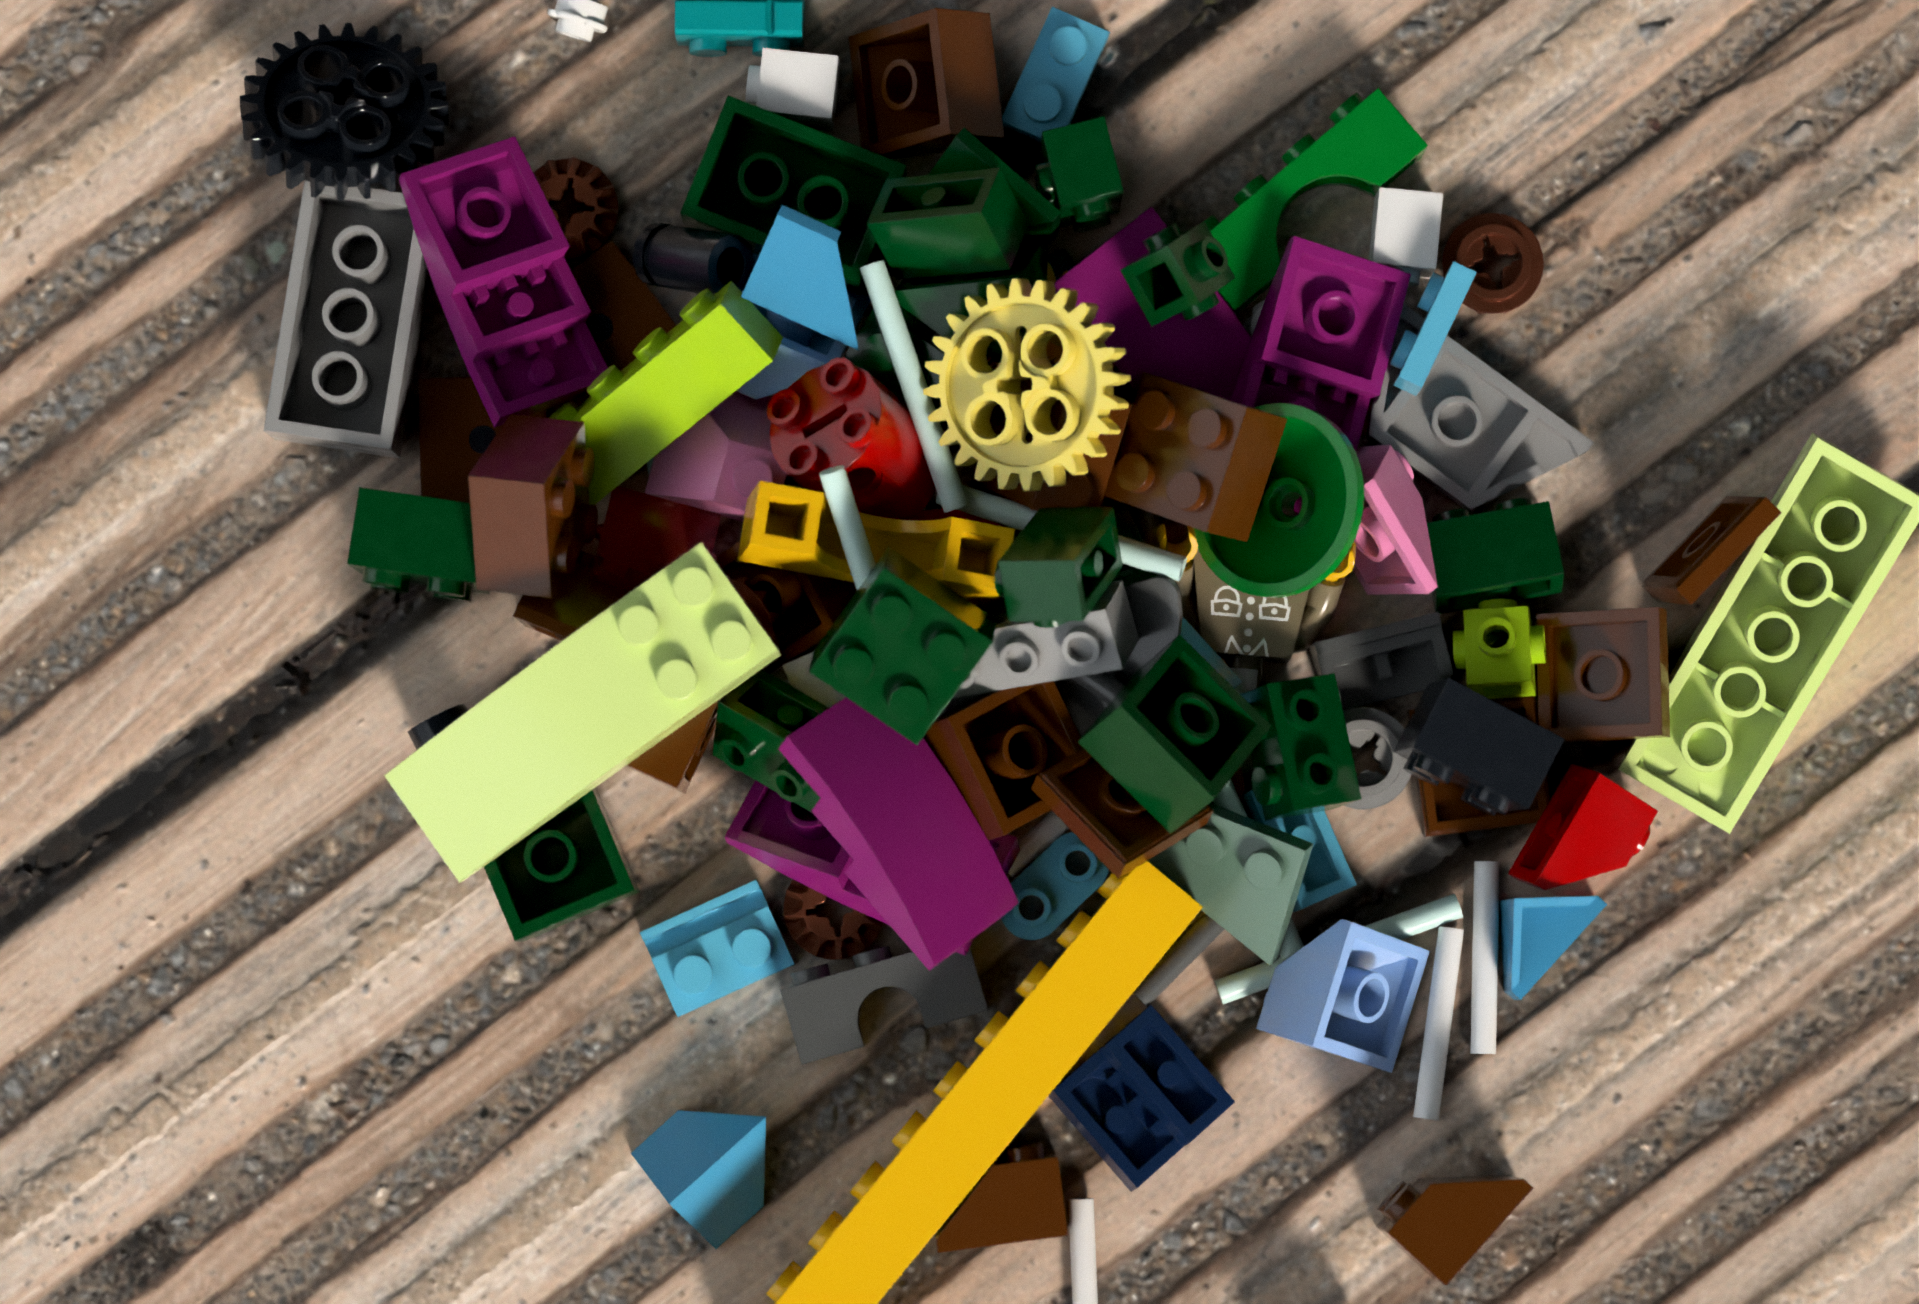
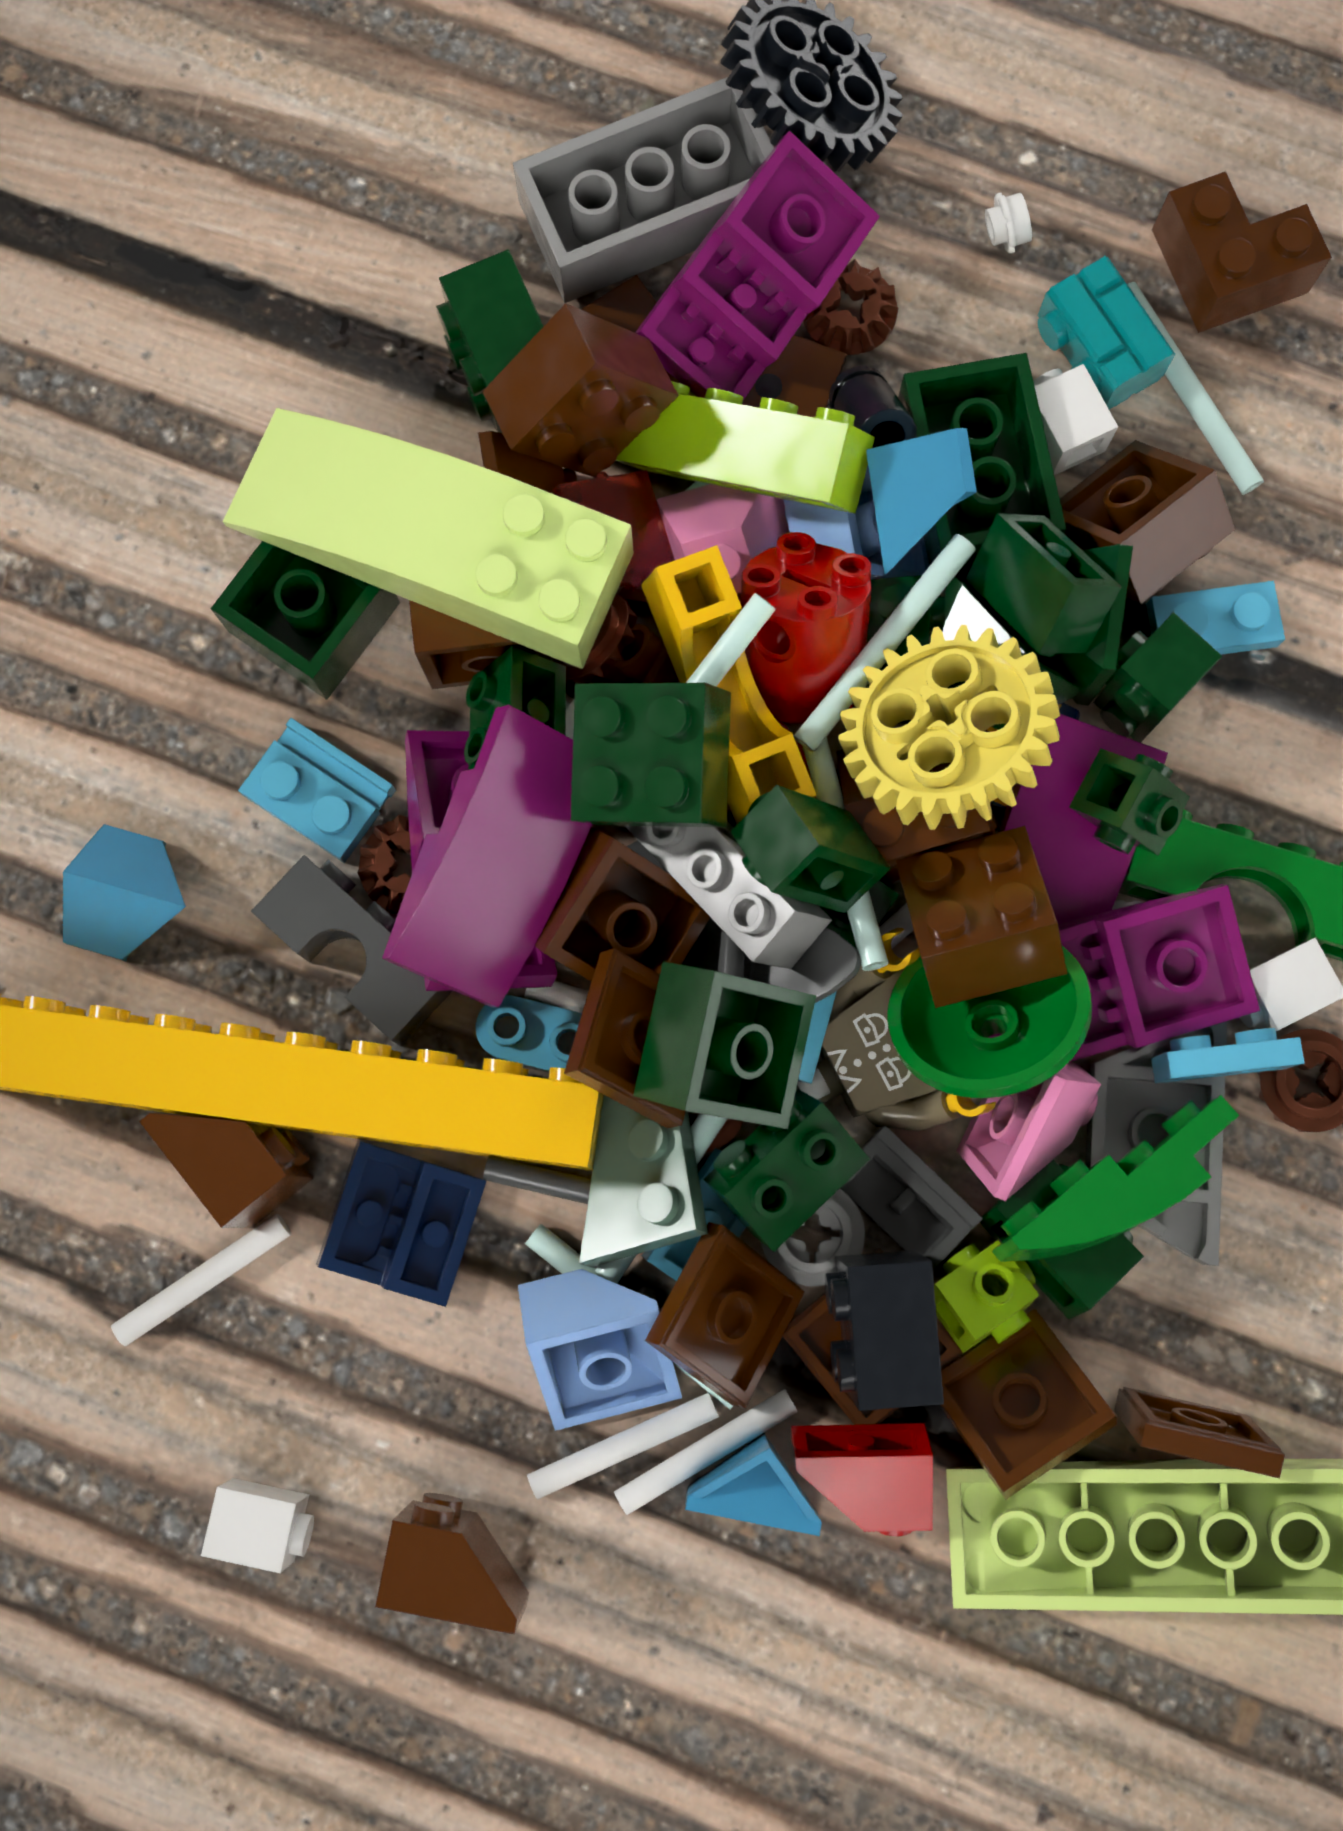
camera: 60 degrees right, 5 degrees down
(1387, 870) = (725, 1315): none -> reddish brown tile
(1485, 507) = (1117, 1196): none -> green slope

